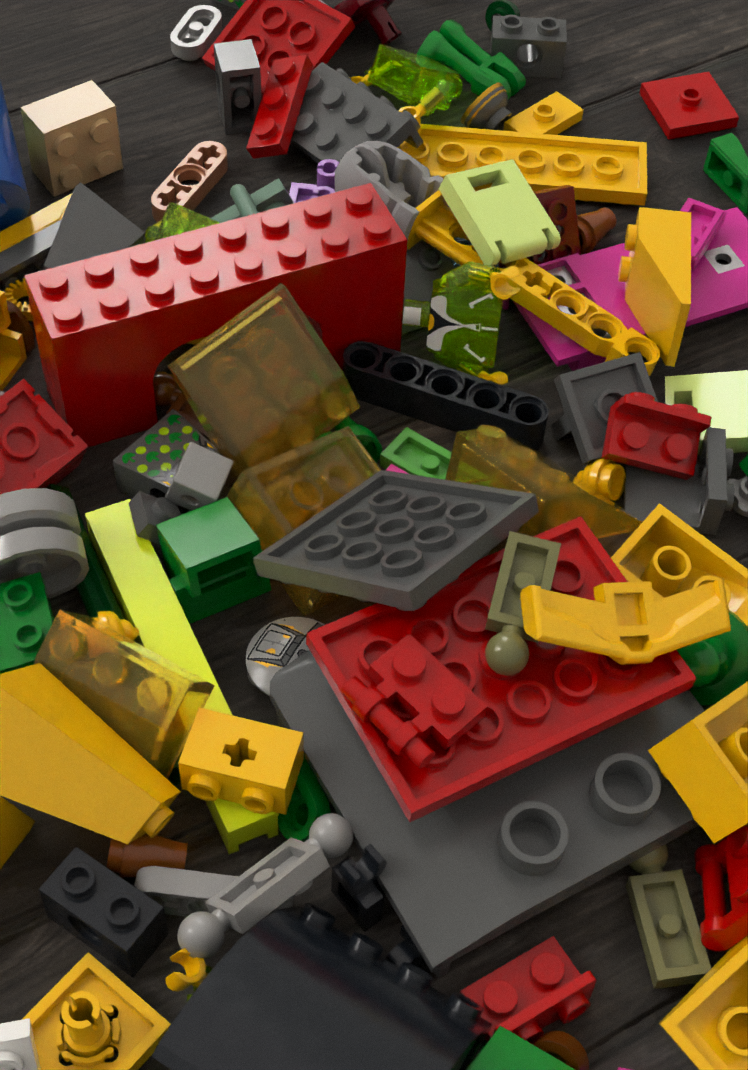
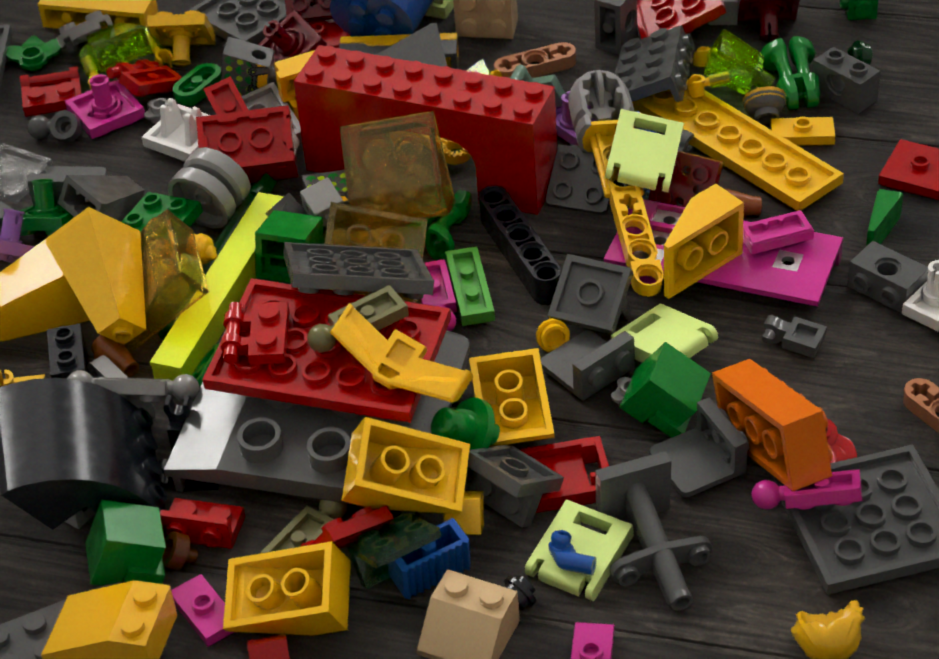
camera: 50 degrees right, 10 degrees down
(241, 761) = (181, 331): yellow brick -> none
(279, 106) = (625, 39): red plate -> none
(465, 317) = (569, 207): clear neon green torso -> none
(498, 461) = (489, 304): clear yellow slope -> none
(654, 435) = (590, 317): red bracket -> none

